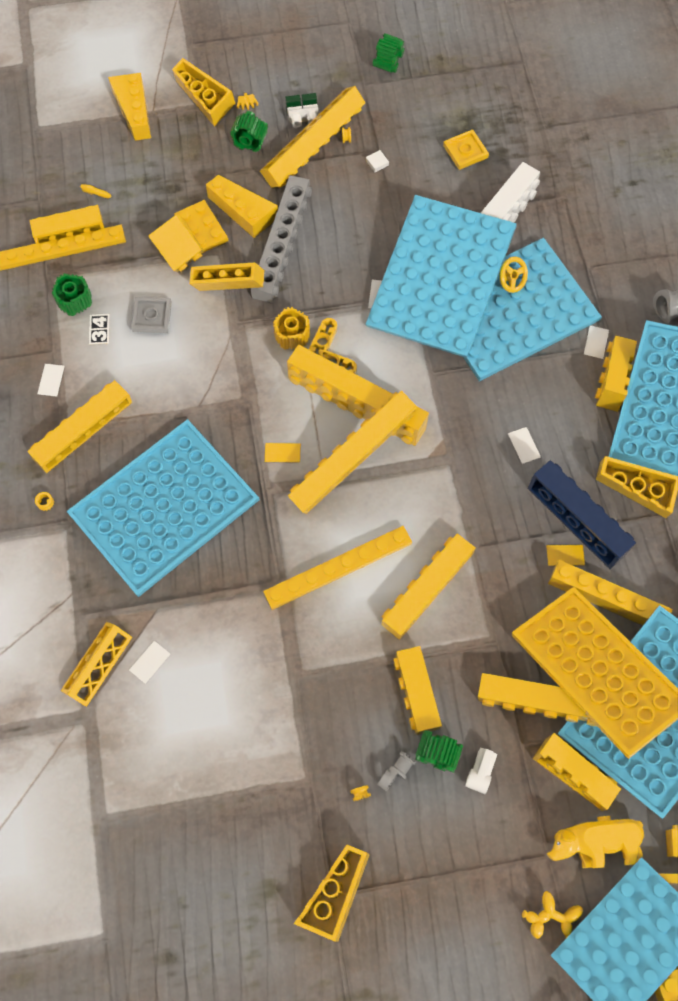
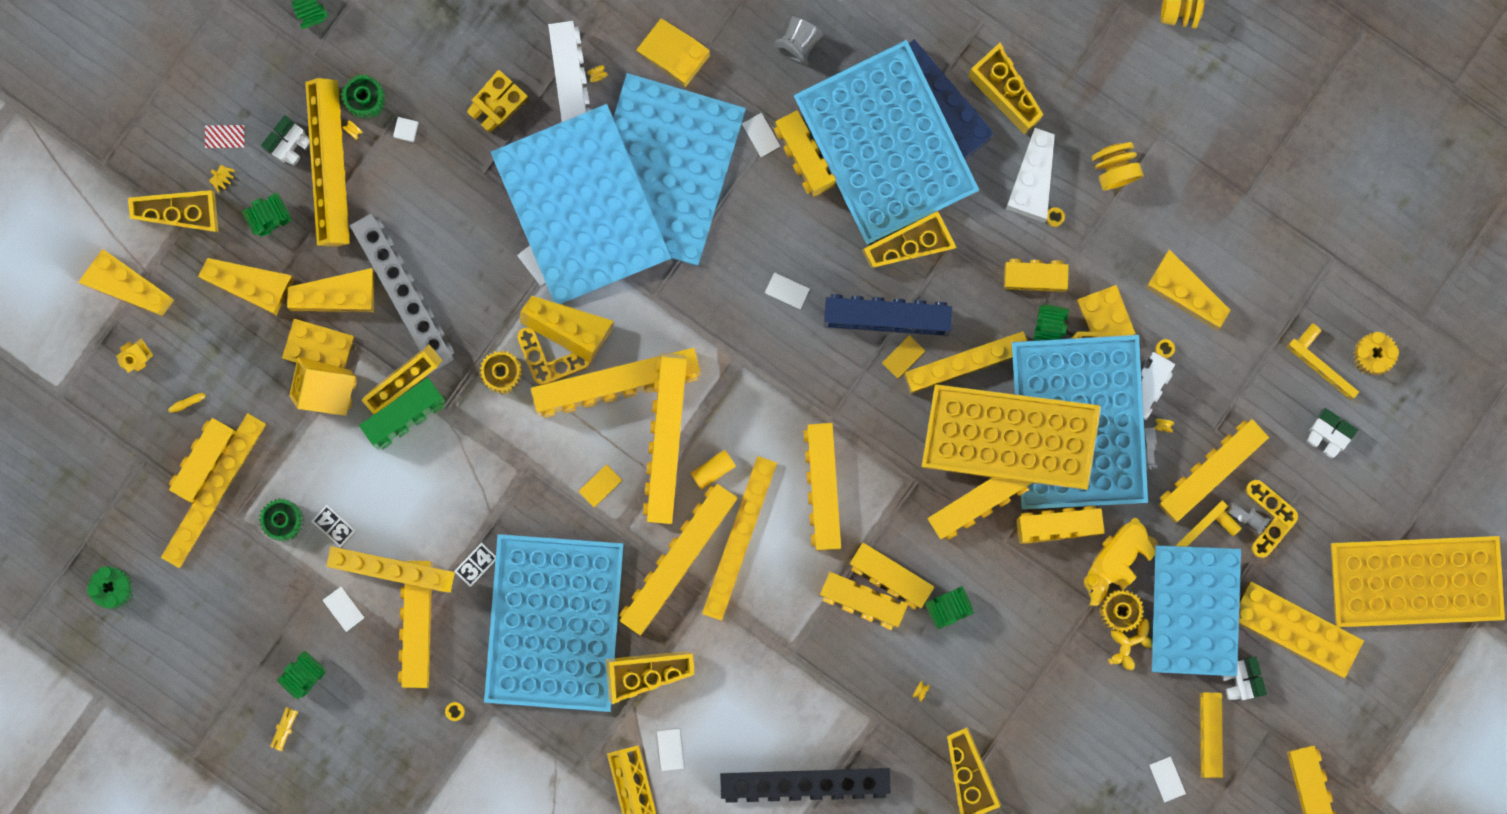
camera: 45 degrees left, 15 degrees up
(95, 140) = (134, 356): none -> yellow brick
(99, 374) = (390, 569): none -> yellow brick
(151, 315) = (367, 472): light grey plate -> none
(155, 427) = (475, 564): none -> white sticker
(163, 721) = (880, 776): none -> black brick
(183, 589) = (642, 673): none -> yellow wedge
(199, 158) = (253, 285): none -> yellow wedge
(206, 297) = (402, 414): none -> green brick
(271, 84) = (224, 136): none -> sticker
(283, 541) = (678, 560): none -> yellow brick
(360, 340) = (567, 327): none -> yellow wedge
(364, 506) = (713, 469): none -> yellow pin
(371, 122) = (371, 105): none -> green brick
(381, 688) = (863, 600): none -> yellow wedge
(399, 769) = (932, 645): light grey connector -> none
(448, 187) = (498, 101): none -> yellow hips
(465, 149) = (474, 42): yellow plate -> none
(479, 776) = (994, 595): white piece -> none
(510, 275) = (638, 145): yellow piece -> none
(524, 222) = (597, 74): none -> yellow bush
(576, 874) = (1122, 599): none -> yellow brick
(586, 252) = (674, 52): none -> yellow slope

